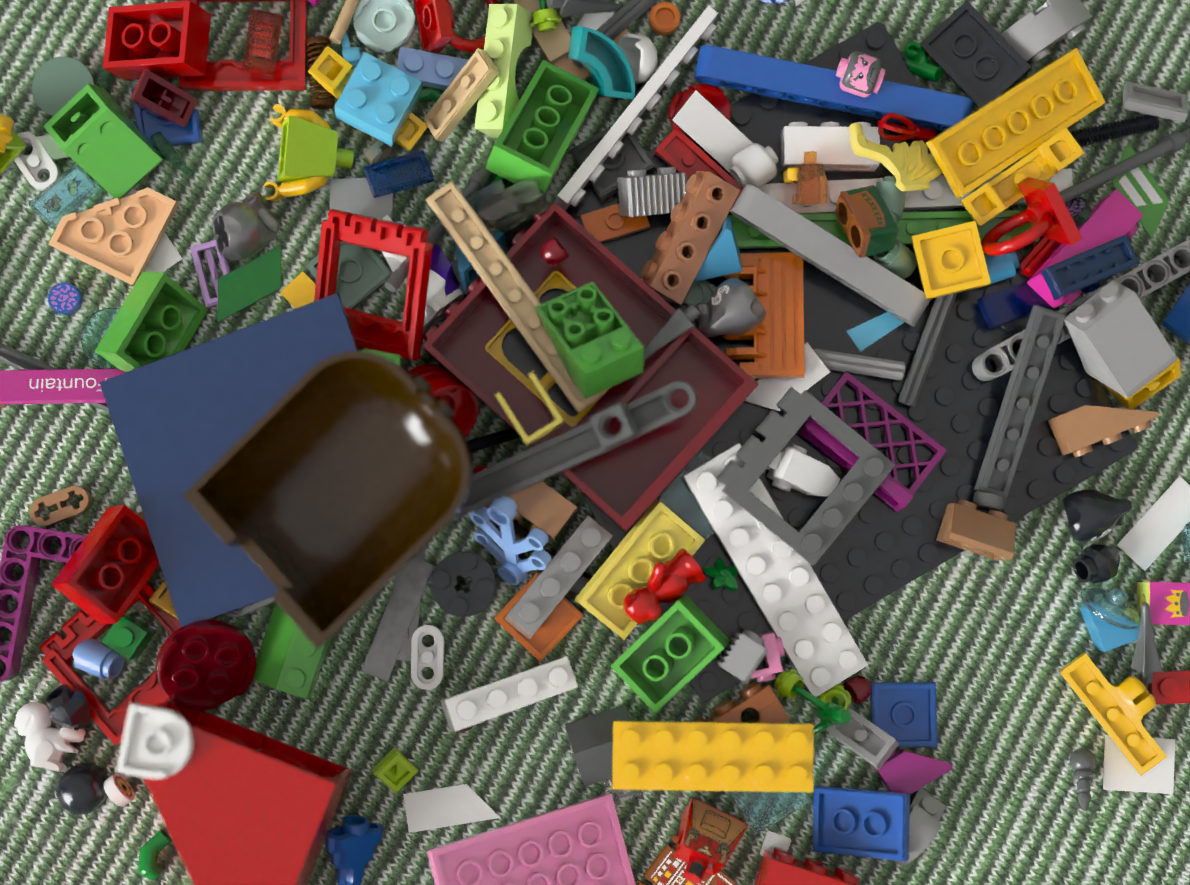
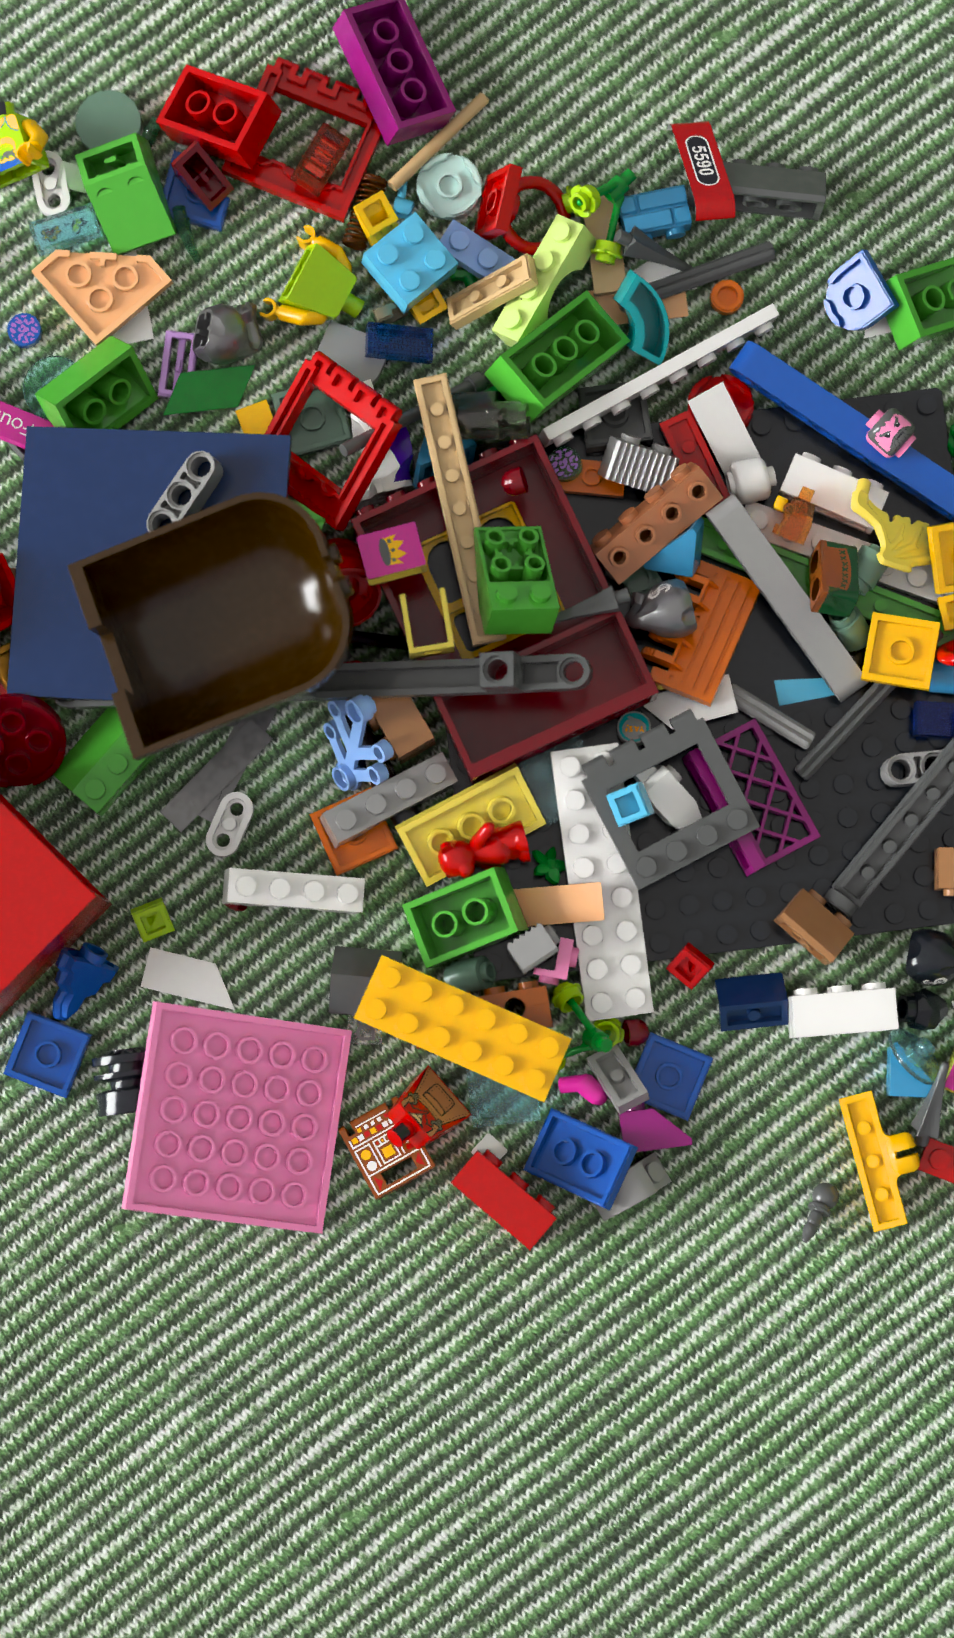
camera: 30 degrees right, 0 degrees up
(259, 371) = (186, 479): none -> light grey beam
(445, 583) = (278, 757): black brick -> none
(472, 360) = (392, 553): none -> dark pink piece
(589, 217) = (566, 463): none -> tile
(640, 54) = (684, 324): white hair -> none
(694, 701) = (470, 974): none -> sand green brick
(744, 423) = (632, 725): none -> light grey tile
(749, 605) = (561, 903): none -> light nougat sticker
(775, 493) = (630, 804): none -> medium azure slope
(835, 754) = (585, 1085): none -> dark pink arm
(881, 610) = (690, 965): none -> red tile
(911, 132) = (919, 510): red piece -> none
(948, 618) = (752, 1001): none -> dark blue panel
(1032, 595) = (842, 1010): none -> white brick
(1122, 776) = (888, 1243): white sticker -> none

